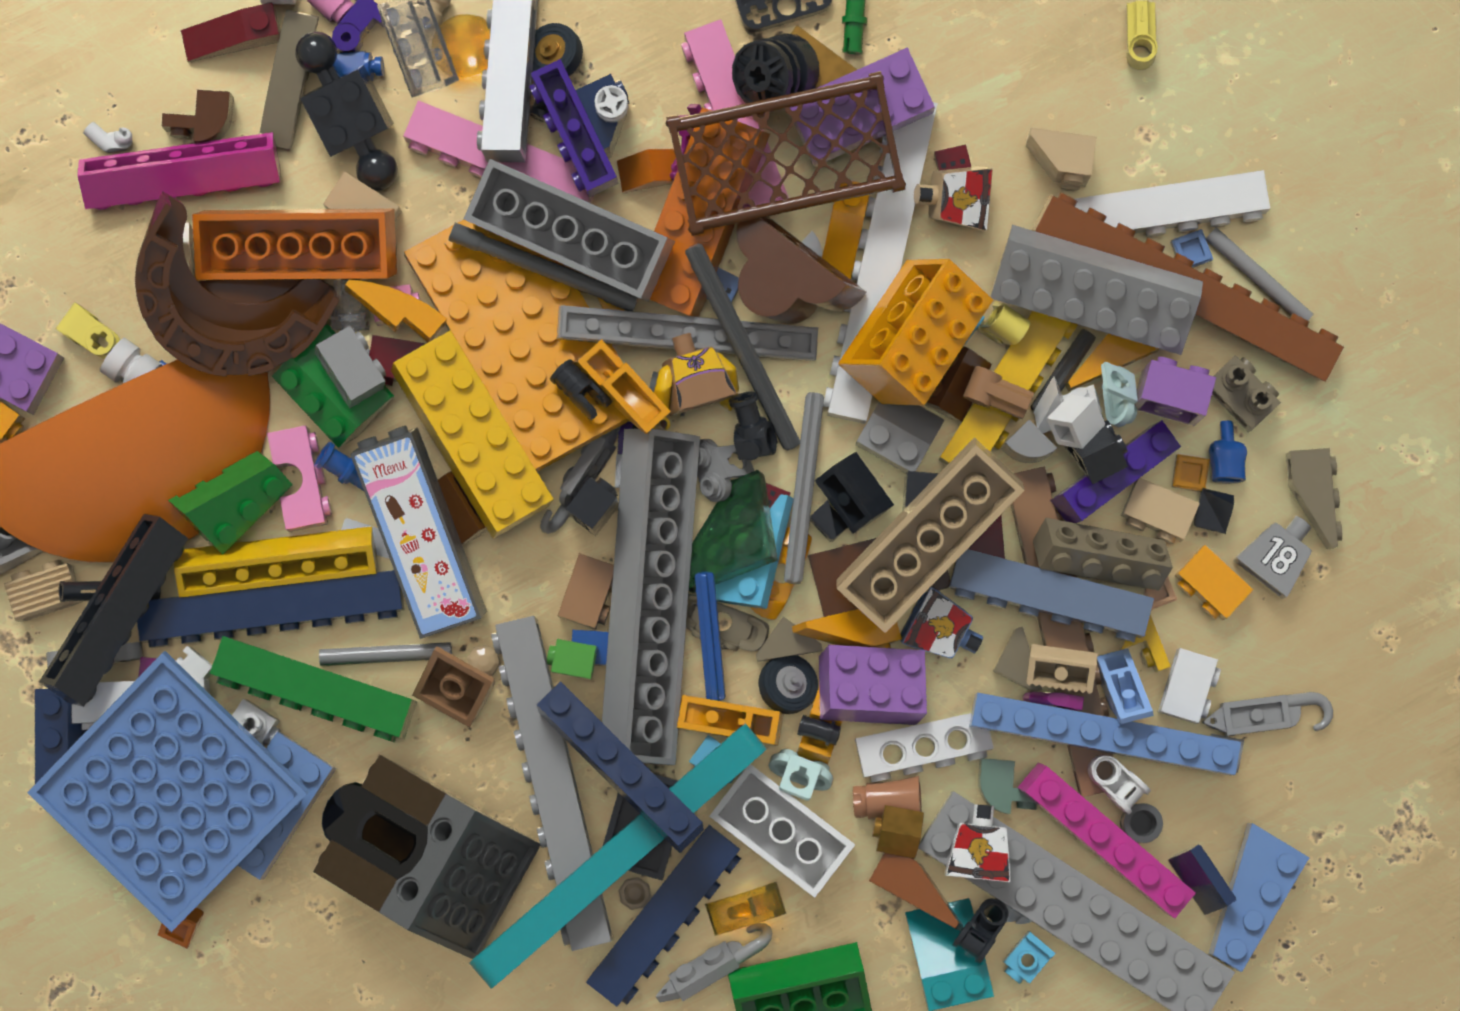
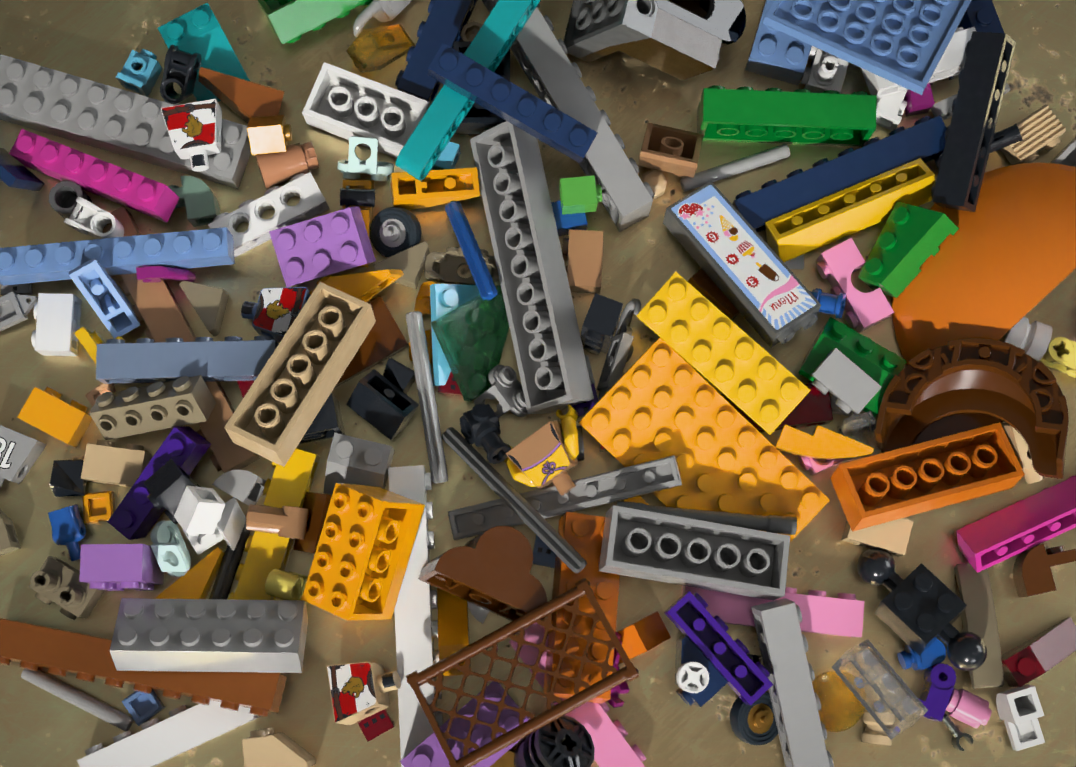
camera: 160 degrees right, 5 degrees down
(576, 385) = (647, 417): black hinge -> none
(623, 386) = (606, 427): light orange slope -> none
(1062, 668) = (162, 298): tan brick -> none

